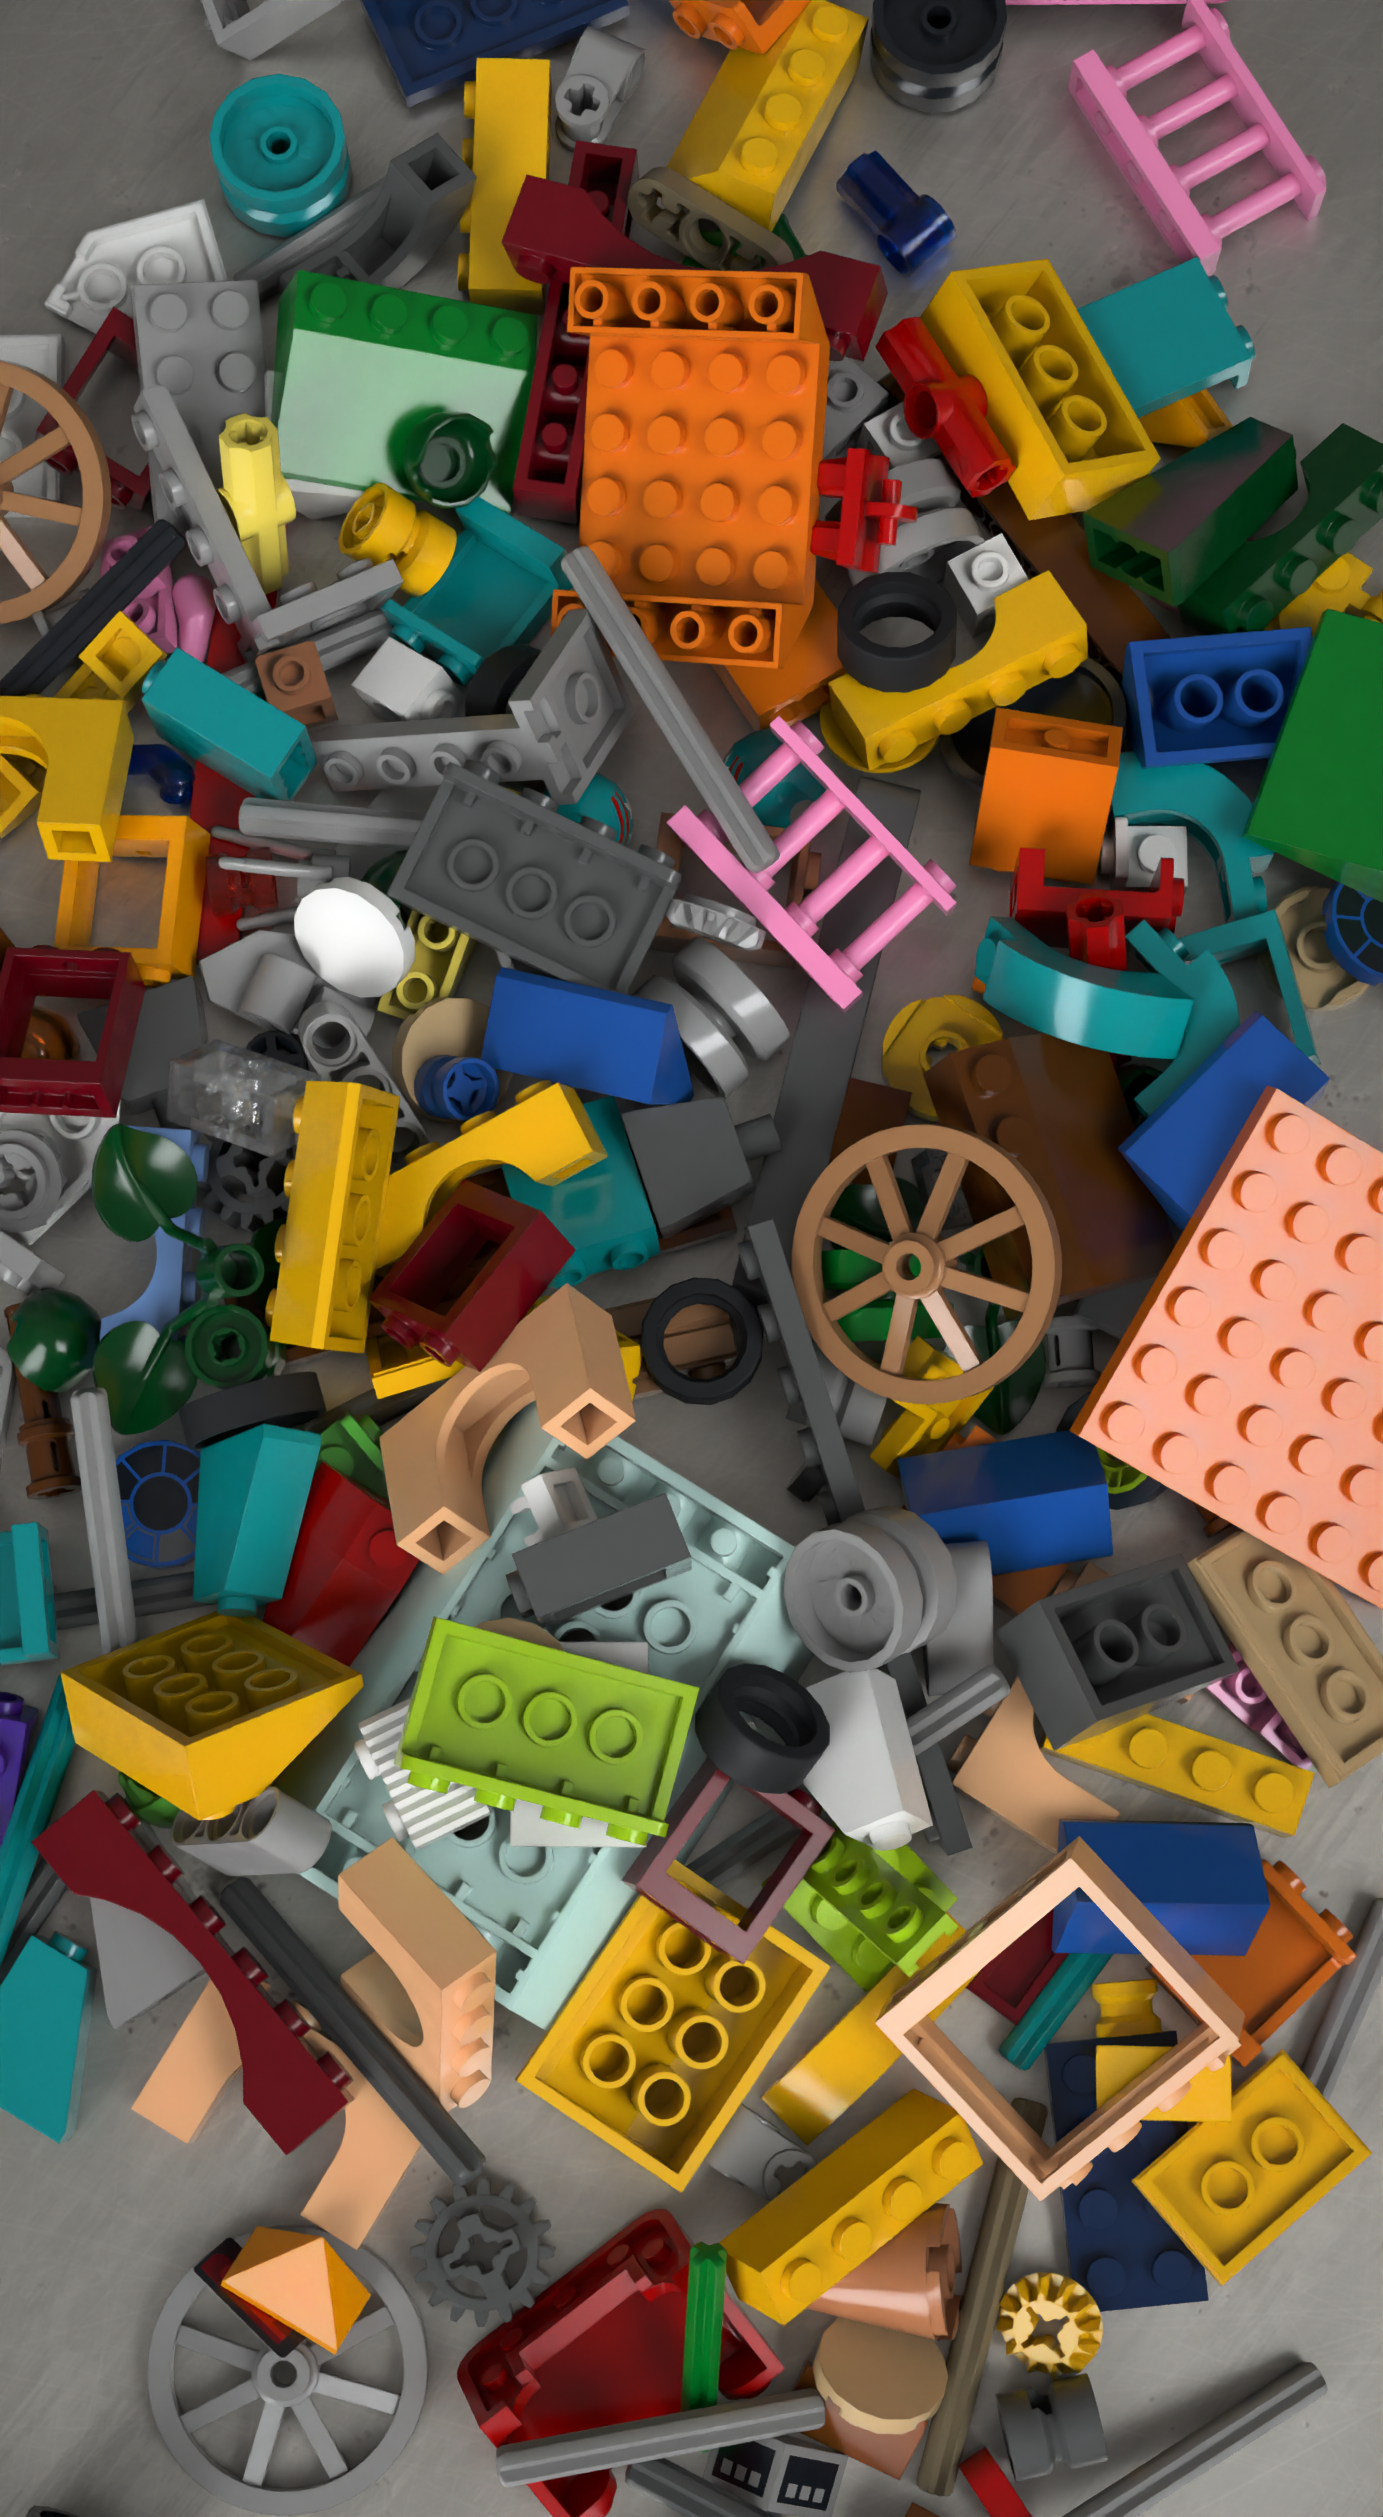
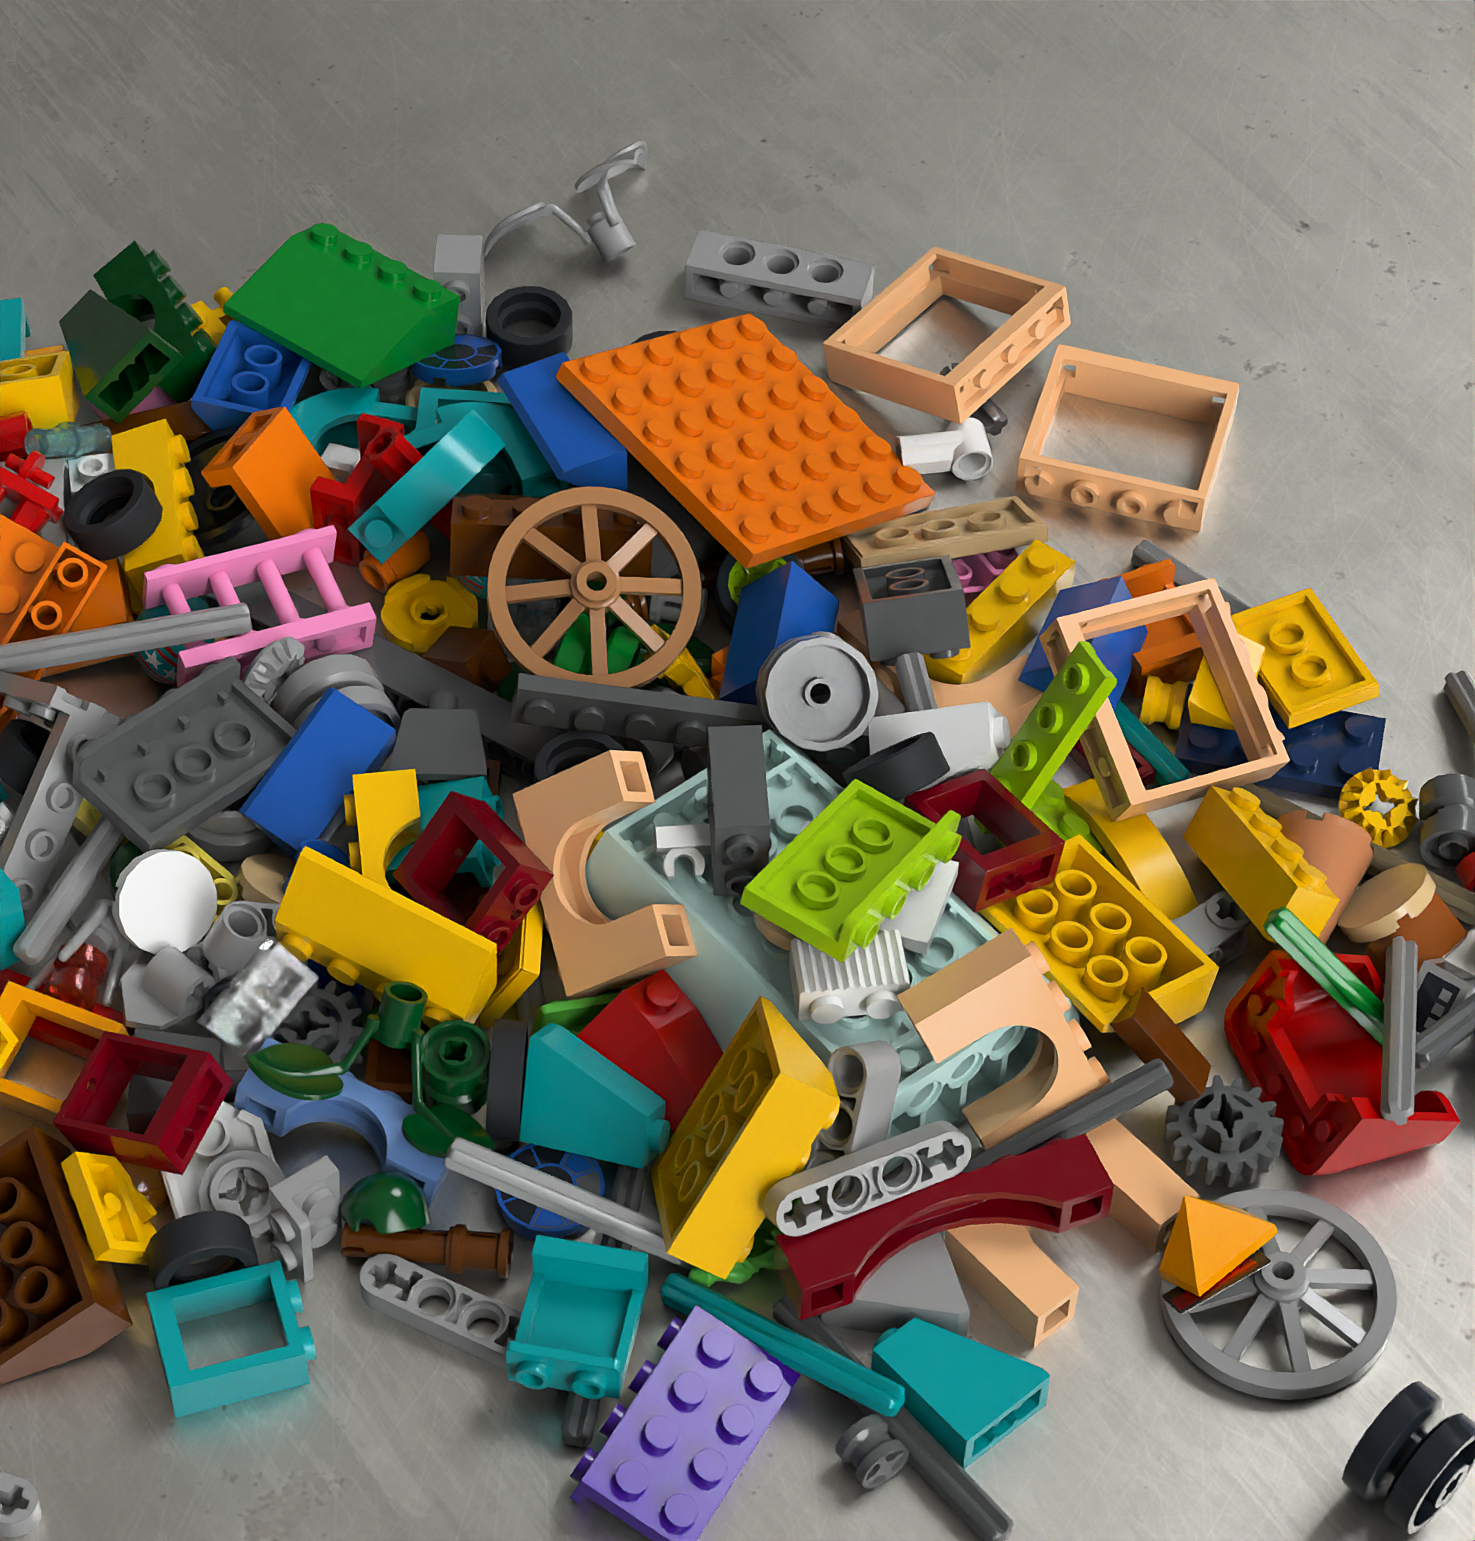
camera: 75 degrees left, 30 degrees down
(186, 1873) = (869, 1186): none -> light grey beam
(532, 2158) = (1155, 1036): none -> reddish brown slope
(1003, 526) = (69, 440): none -> clear light blue pin

